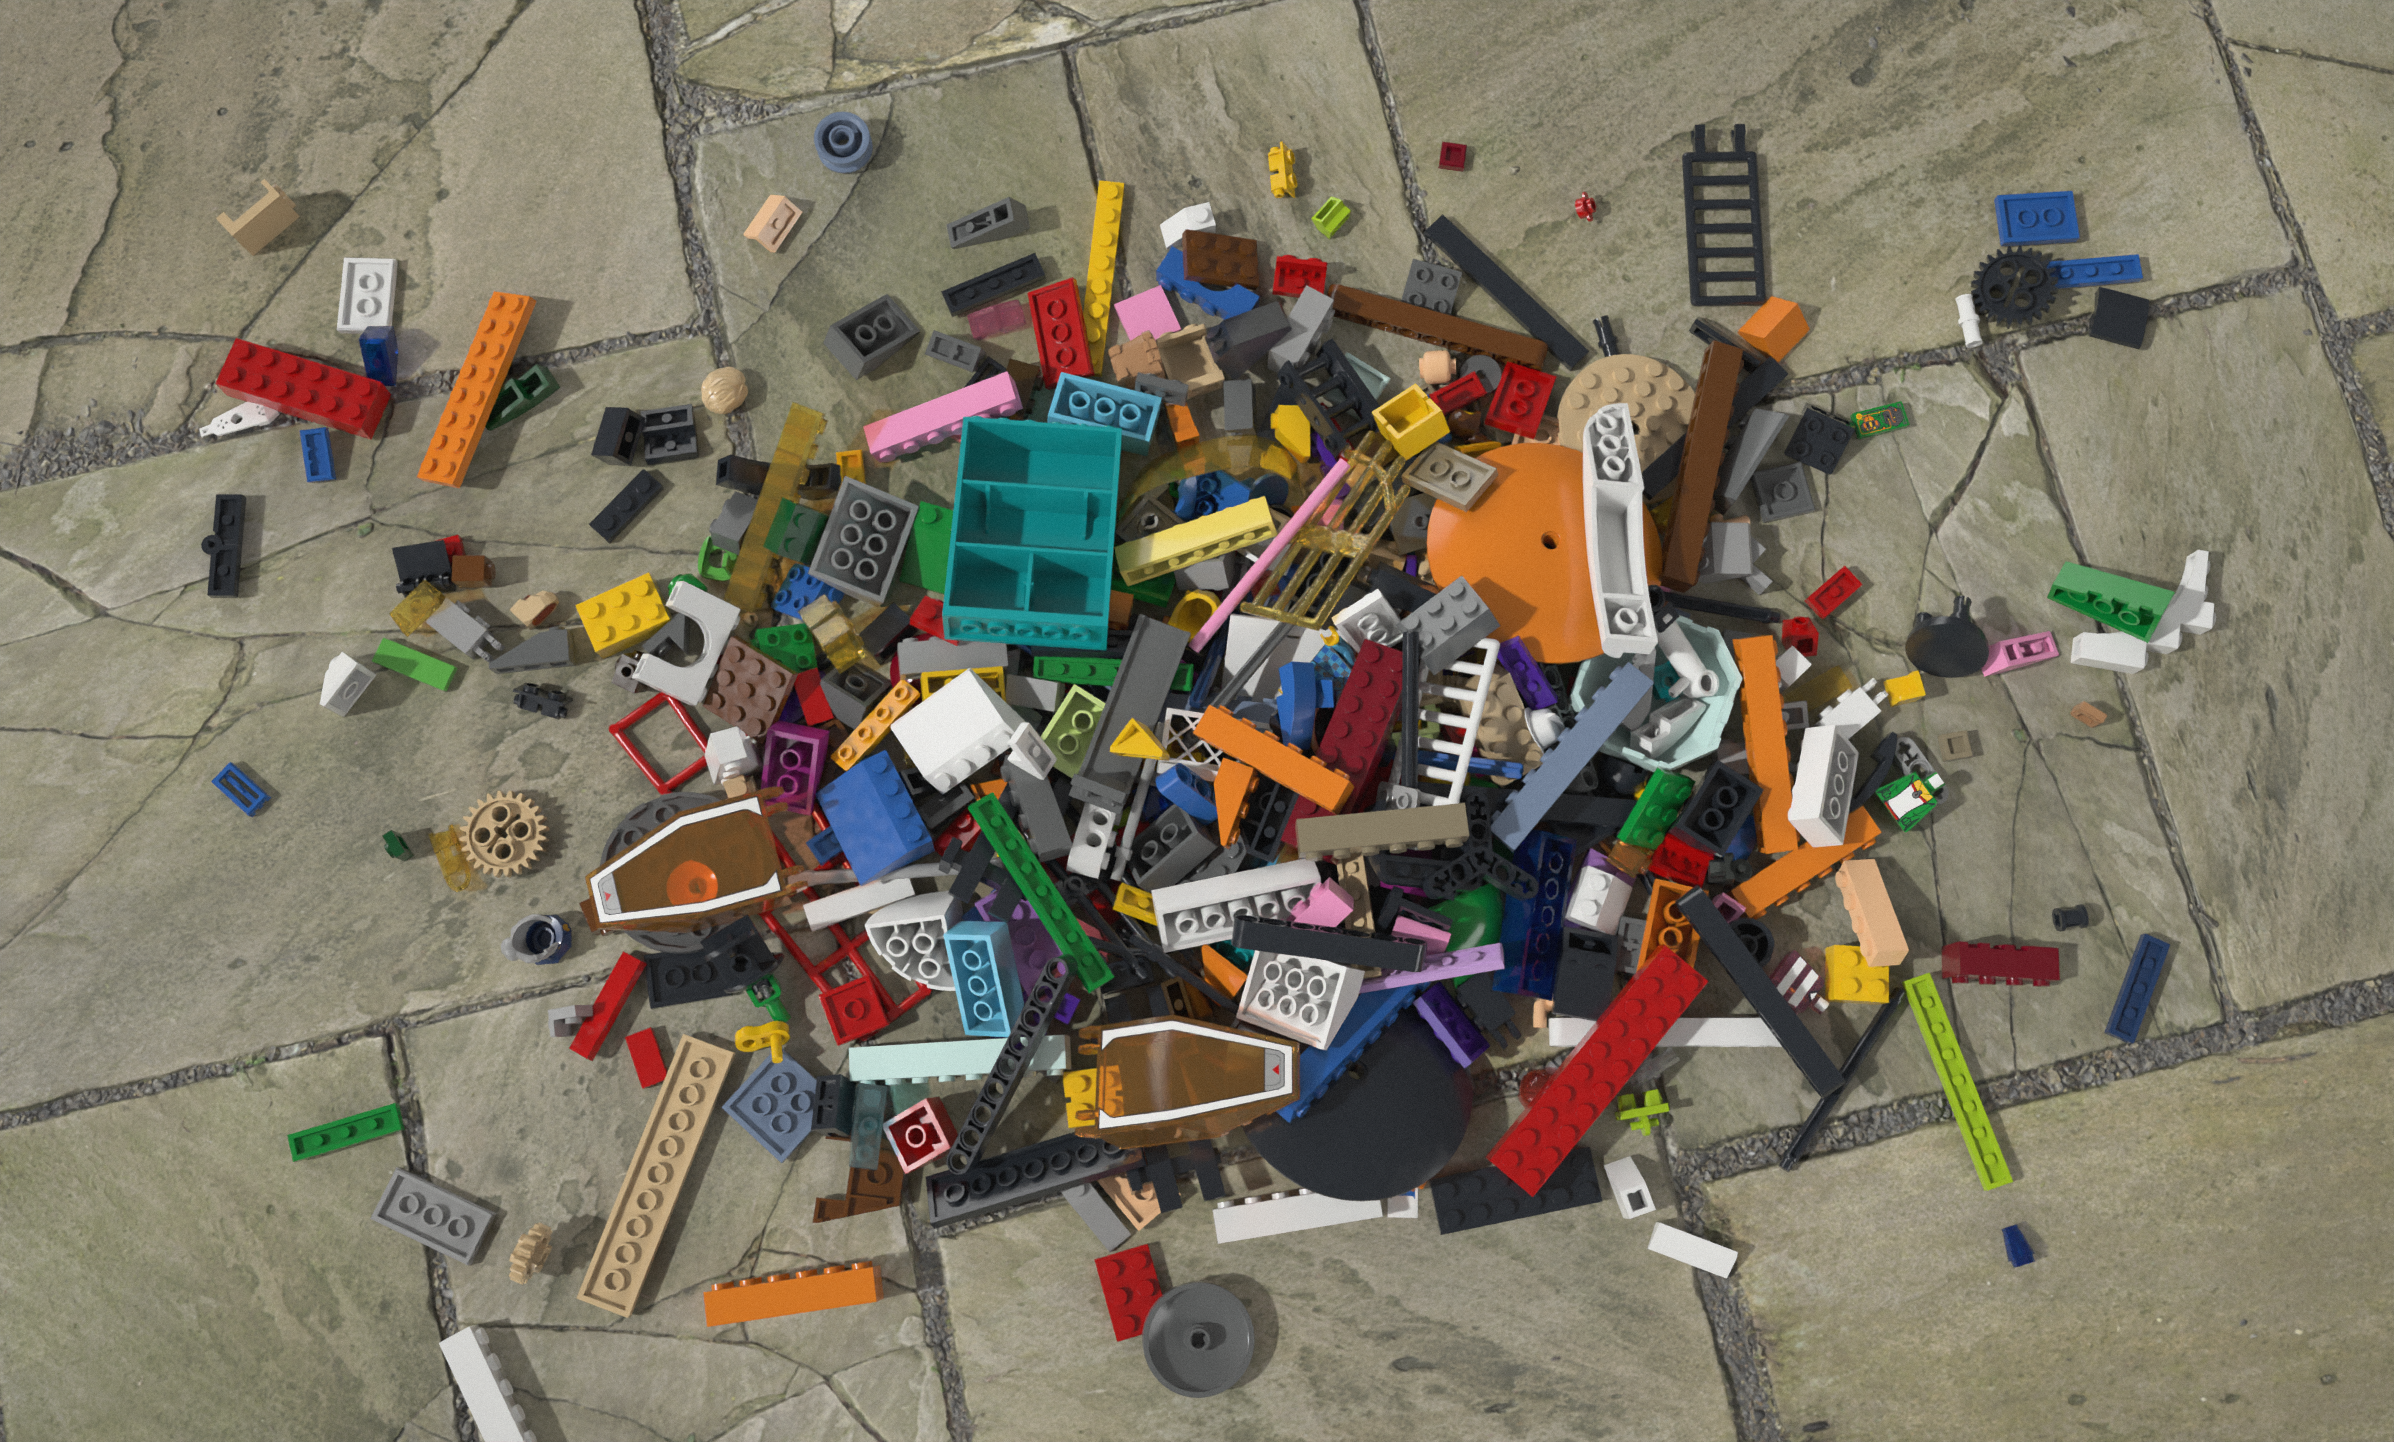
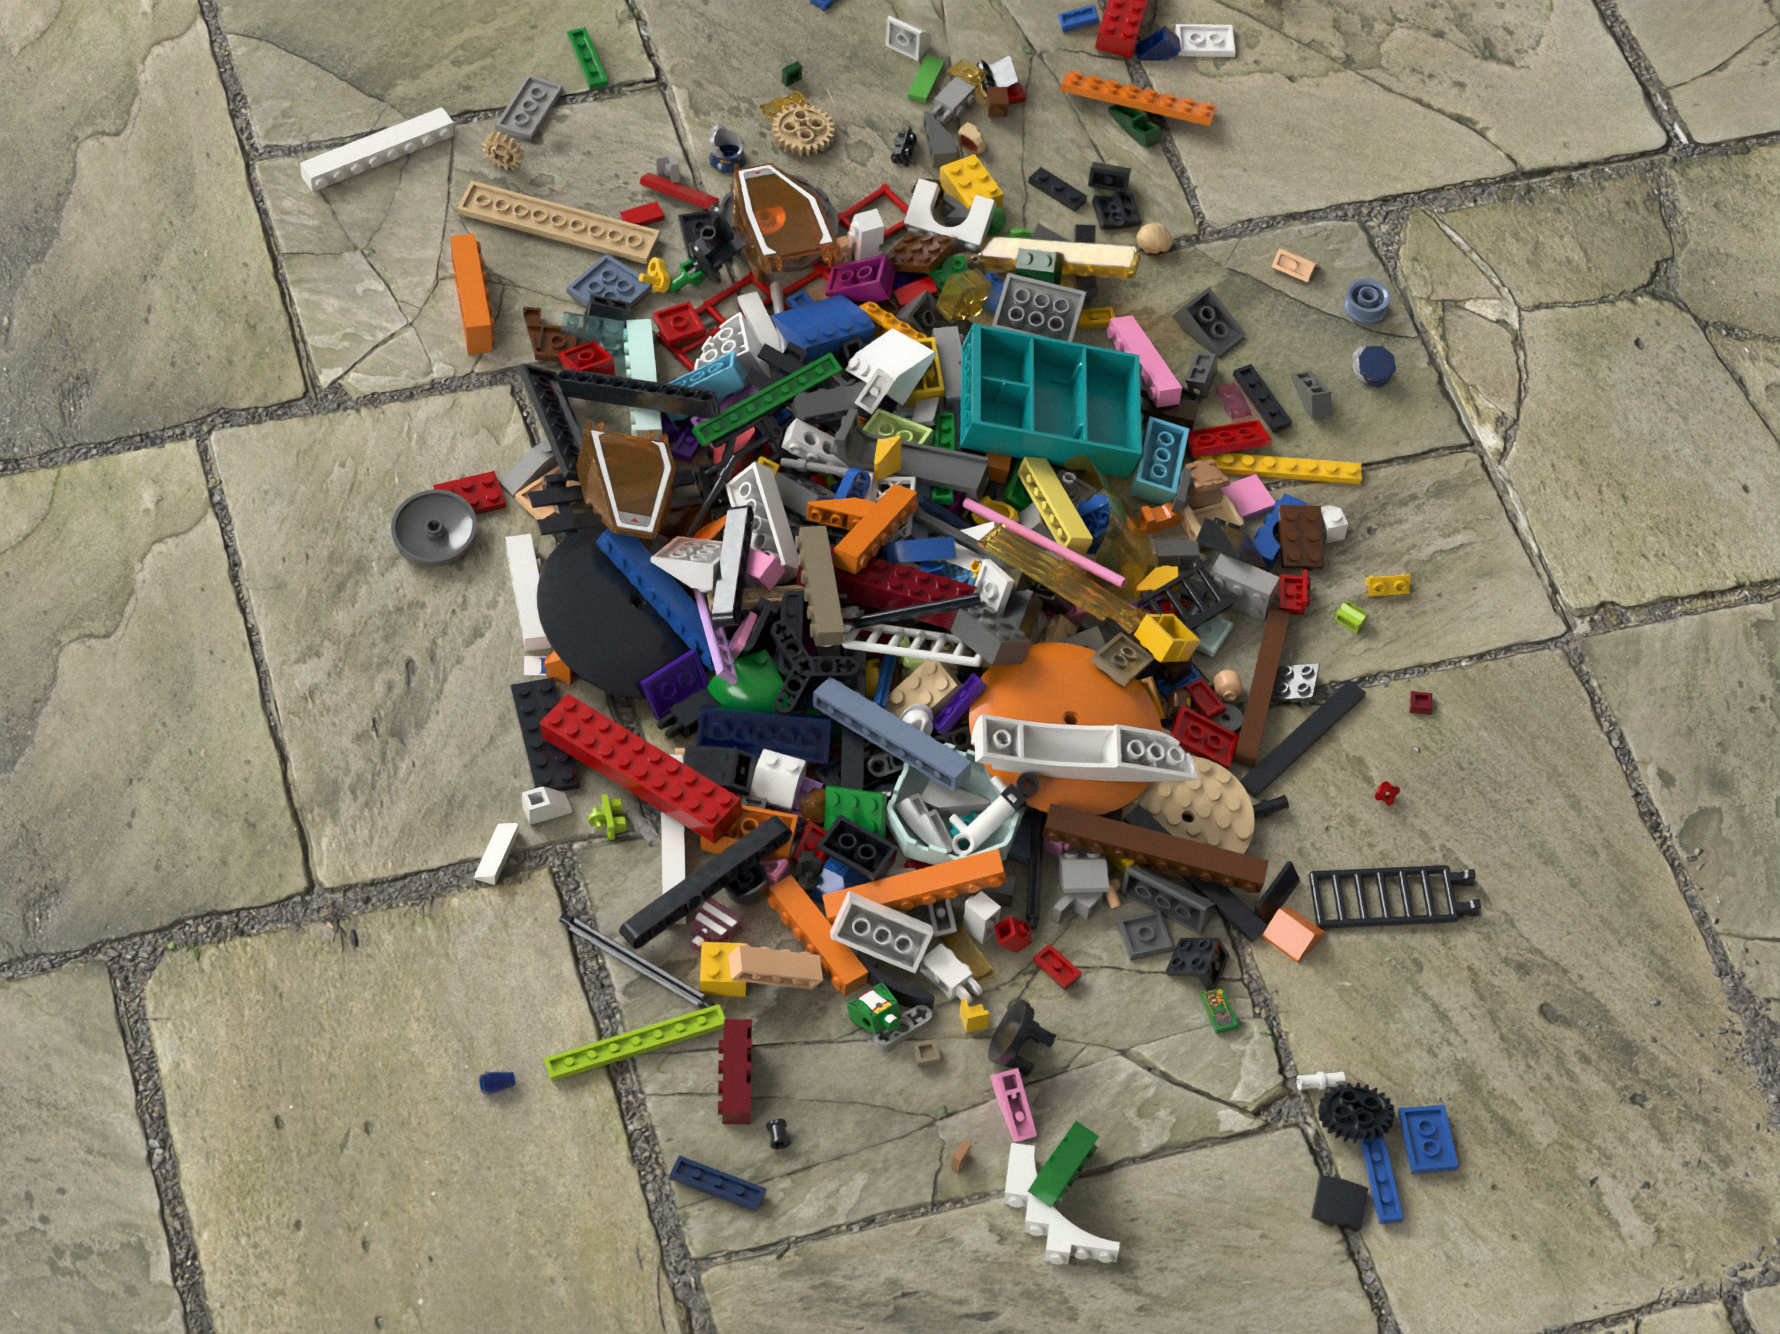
camera: 85 degrees right, 25 degrees down
(949, 147) = (1373, 365): none -> dark blue piece

